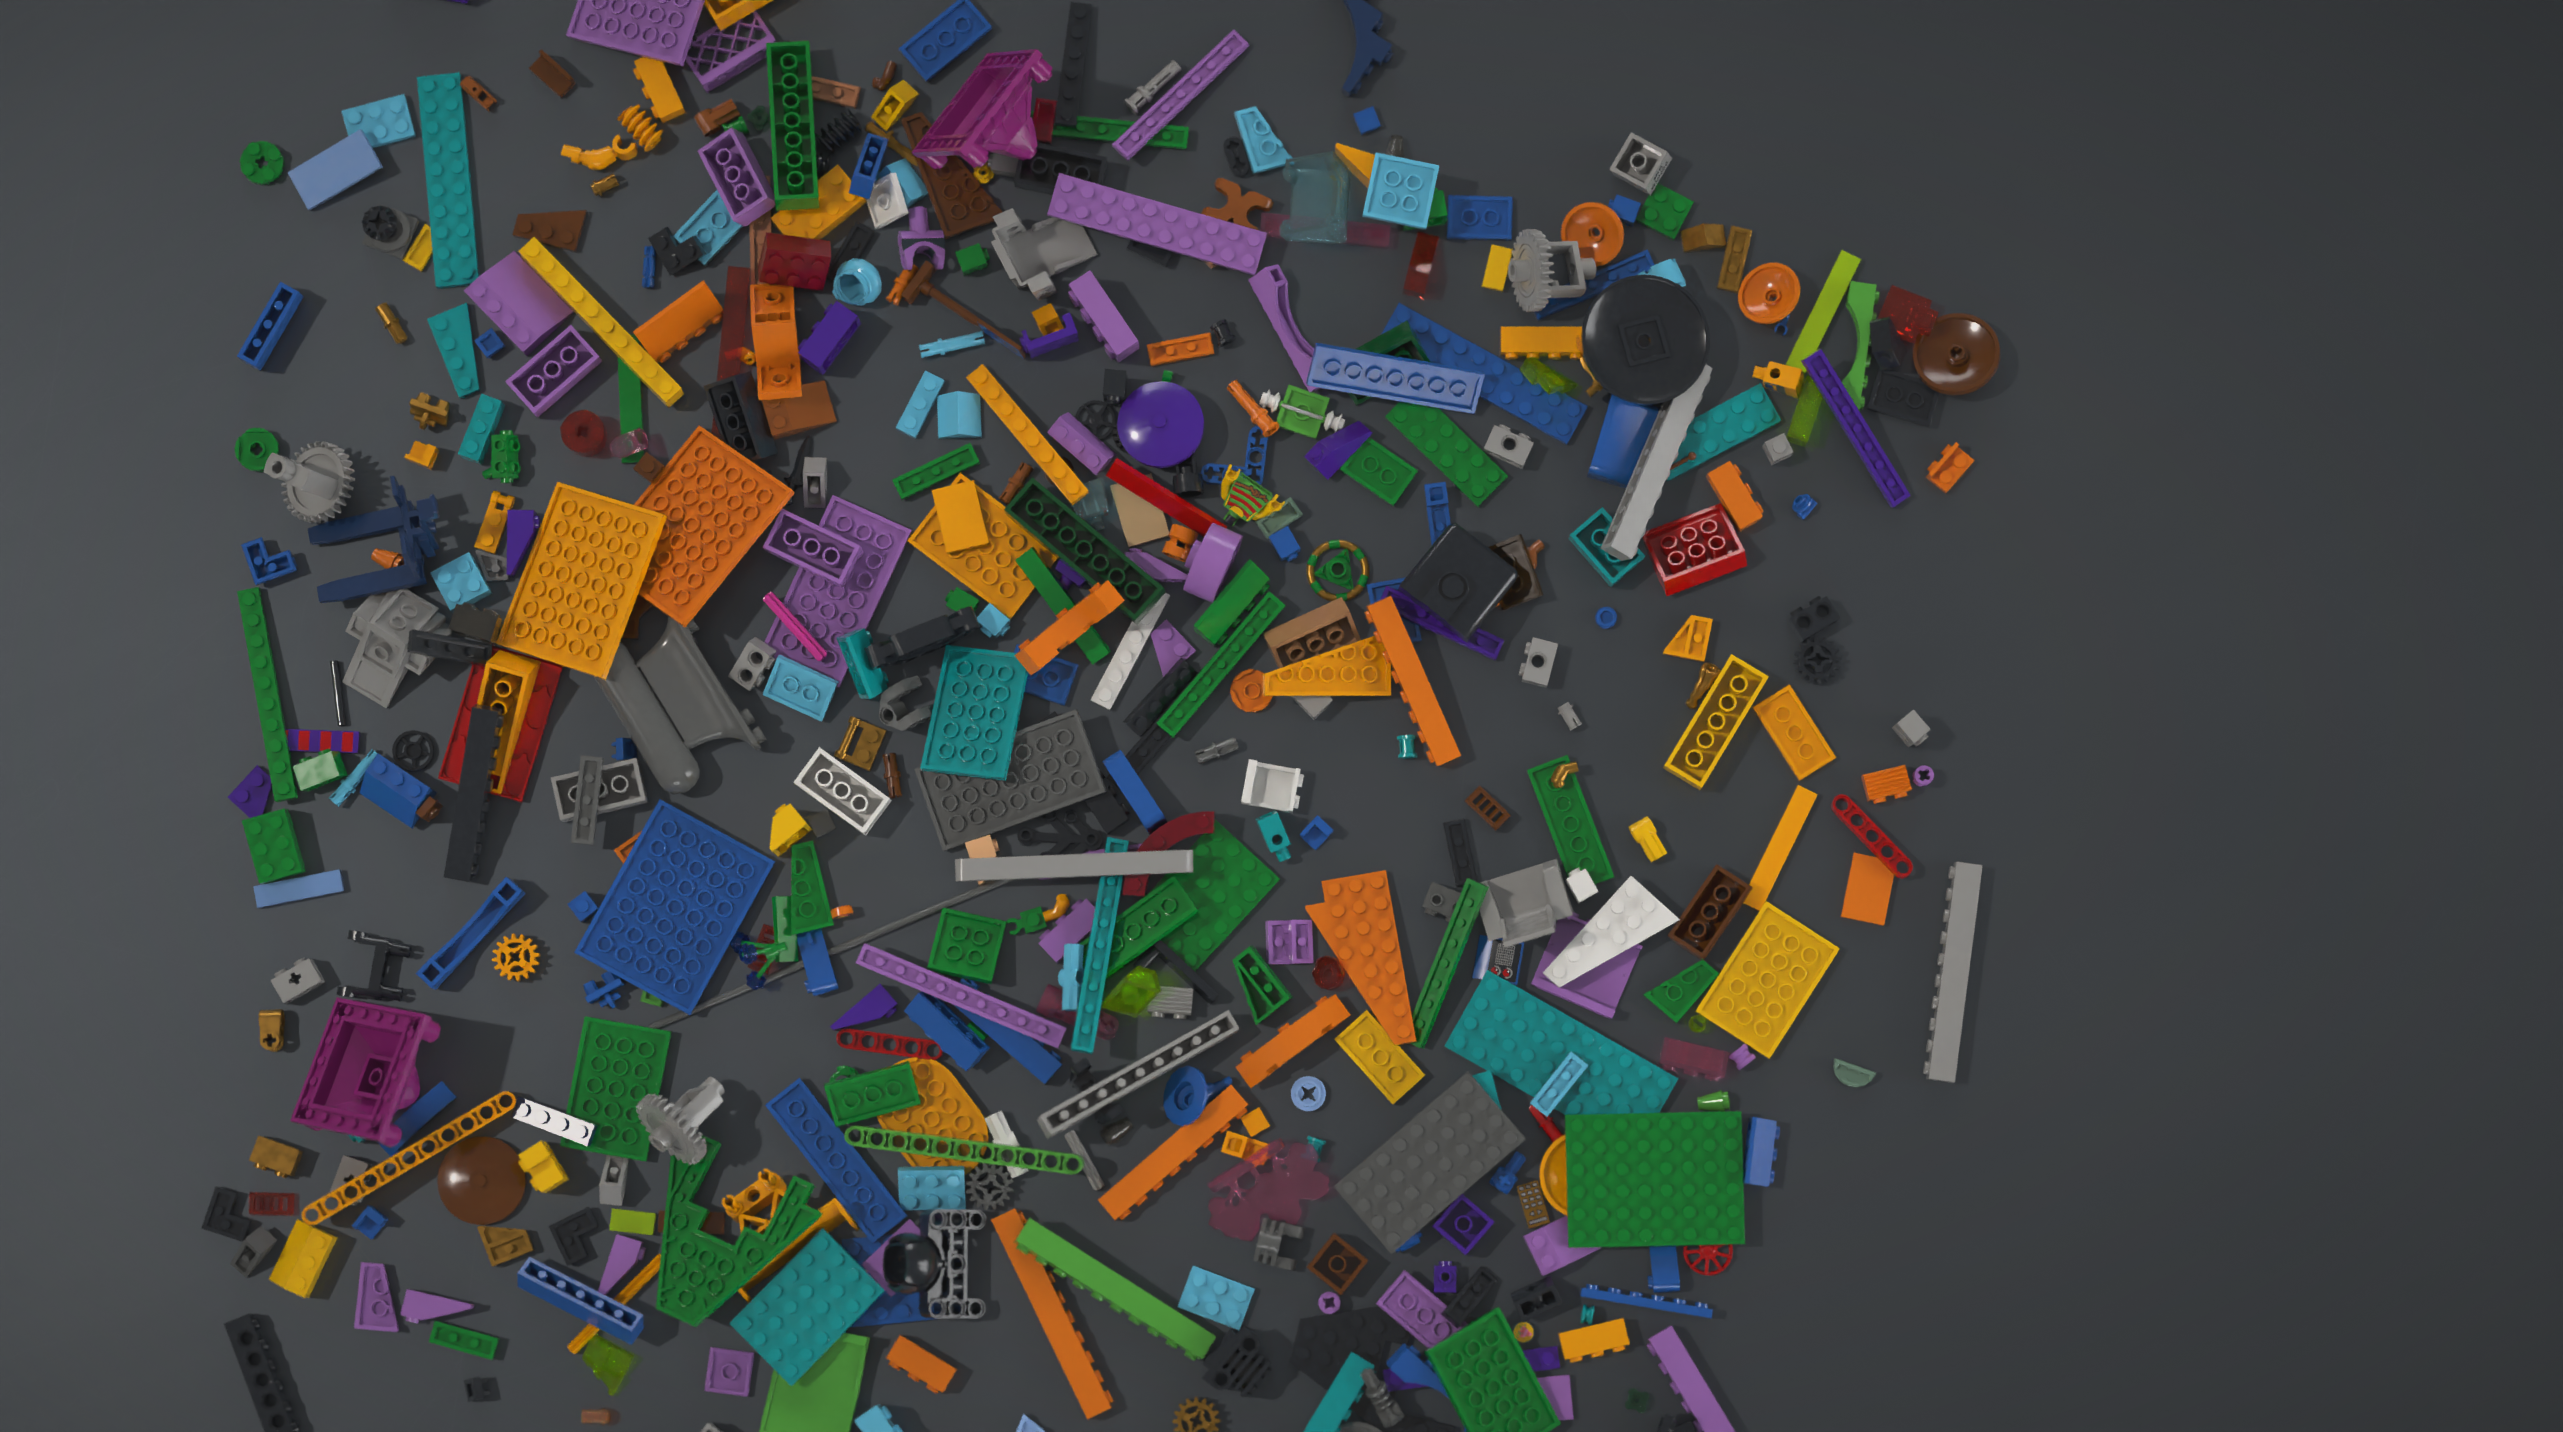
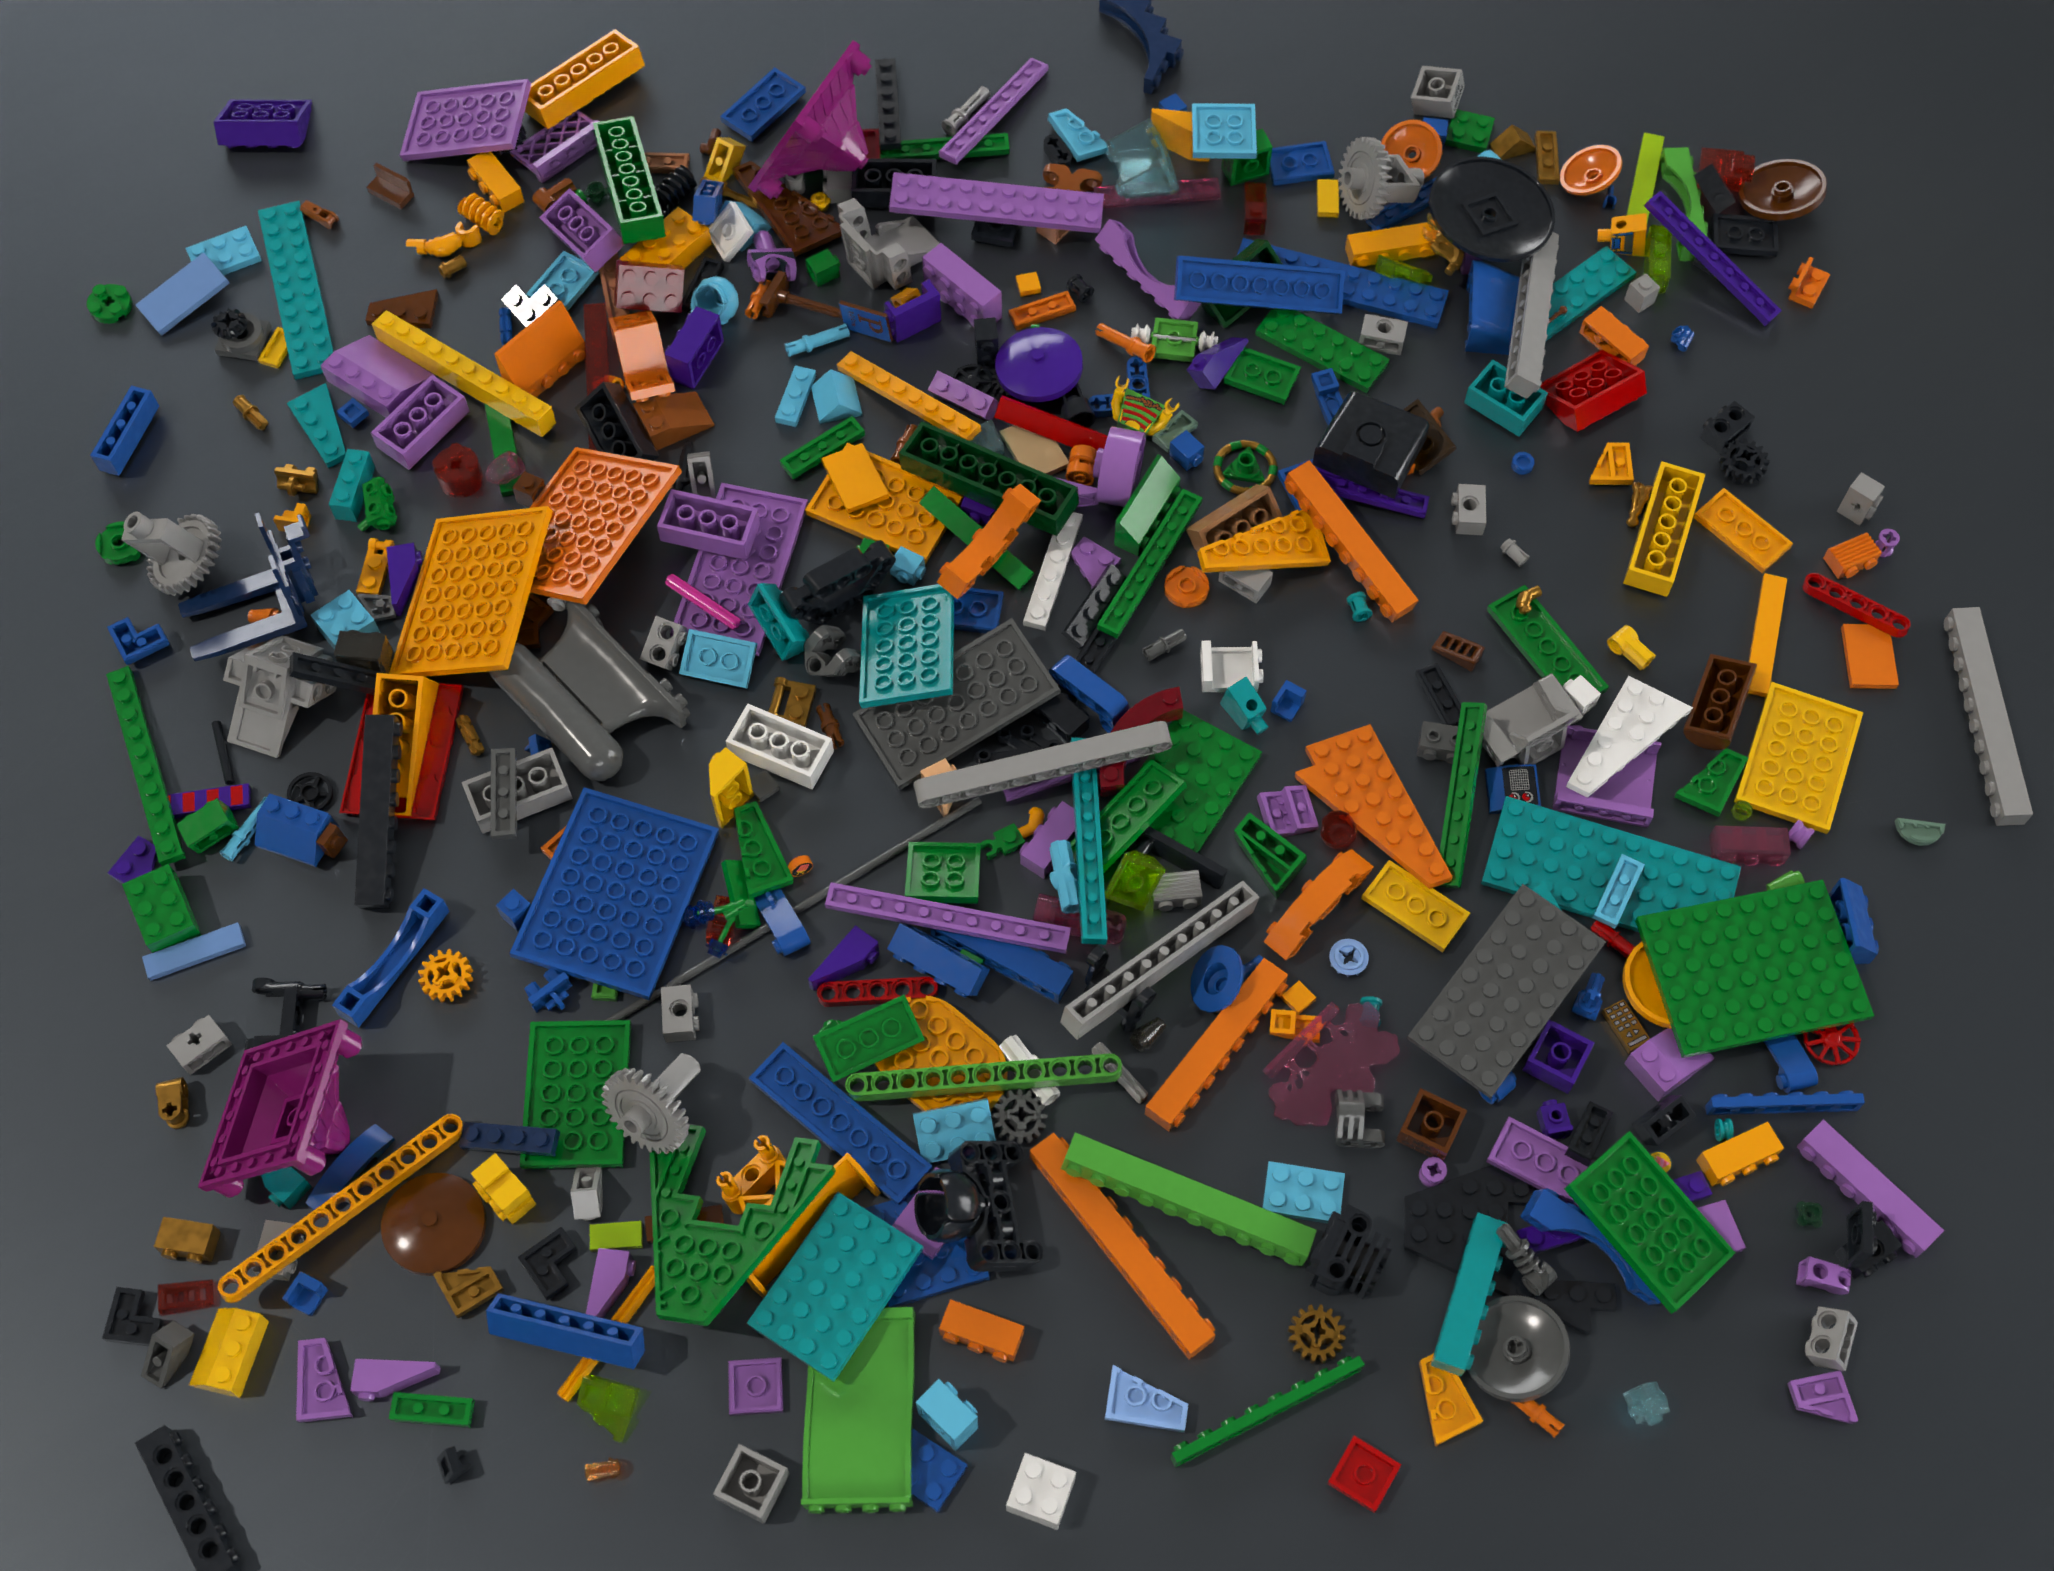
camera: 10 degrees left, 20 degrees down
(563, 719) = (469, 735): none -> pearl gold axle
(709, 1020) = (675, 999): none -> light grey brick
(1173, 315) = (1028, 284): none -> light orange tile

